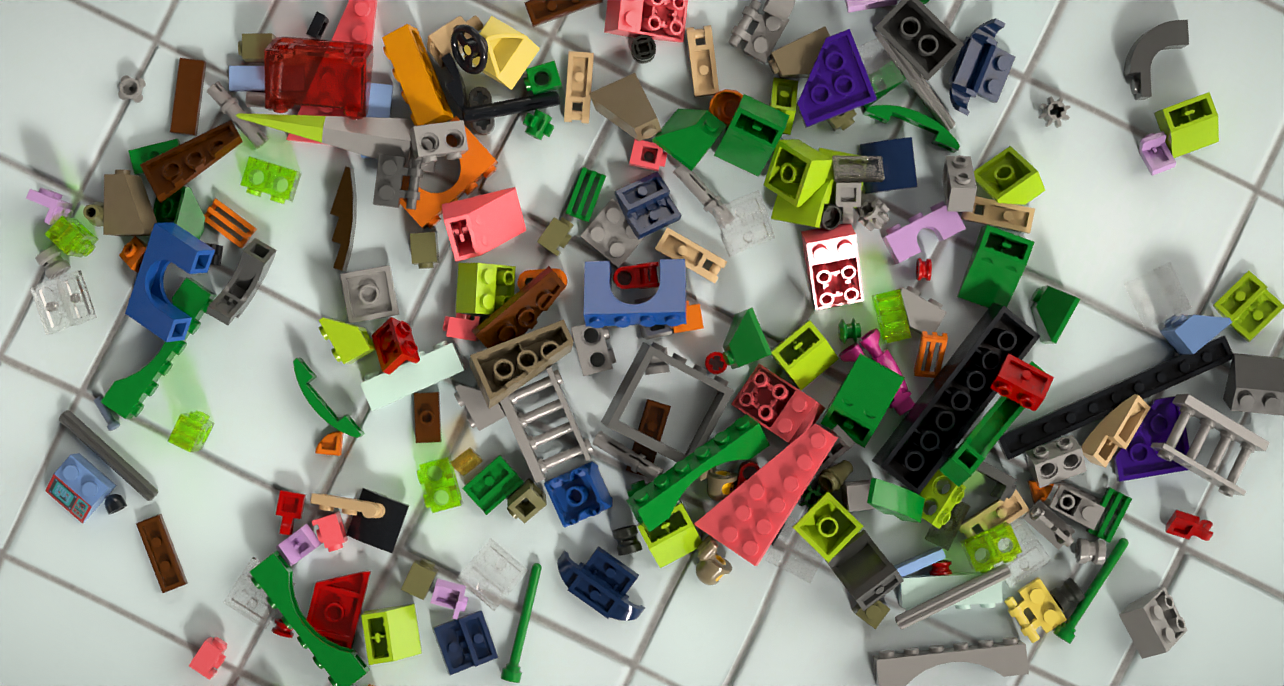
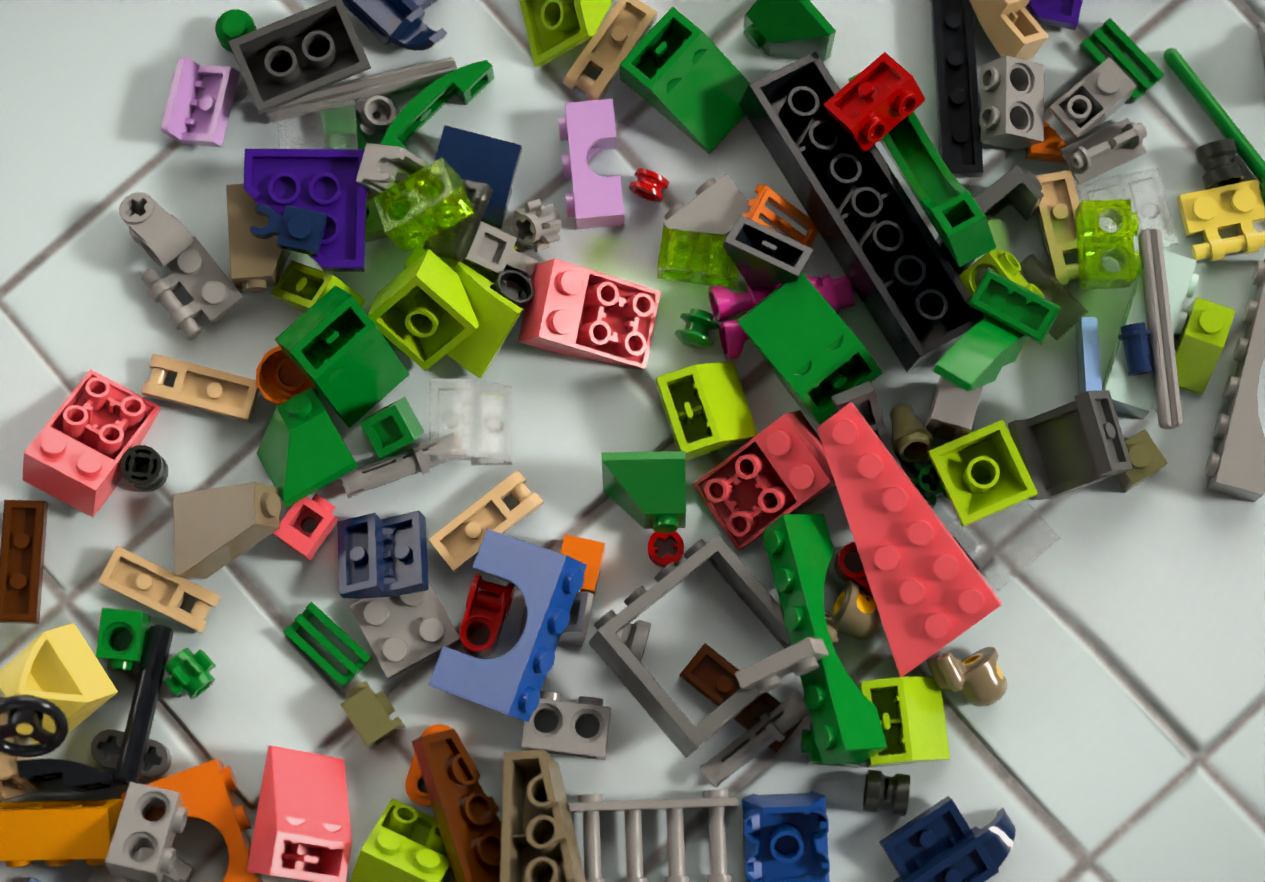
camera: 65 degrees left, 10 degrees down
(677, 463) = (796, 658): none -> light grey plate
(722, 180) = (392, 427): none -> green brick
(813, 80) = (296, 230): none -> dark blue plate
(857, 146) = (423, 205): none -> clear neon green brick
(869, 123) = (386, 166): none -> light grey hinge
(906, 354) = (765, 255): none -> black slope
(908, 98) = (377, 104): none -> light grey plate
(931, 509) = (1014, 306): none -> green plate
(935, 587) = (1137, 348): none -> dark blue pin
(941, 568) = (1109, 332): red bush -> none
(955, 622) = (1201, 343): none -> lime slope
(959, 183) = (542, 82): light grey brick -> none
(1090, 551) = (1167, 105): light grey wheel -> none

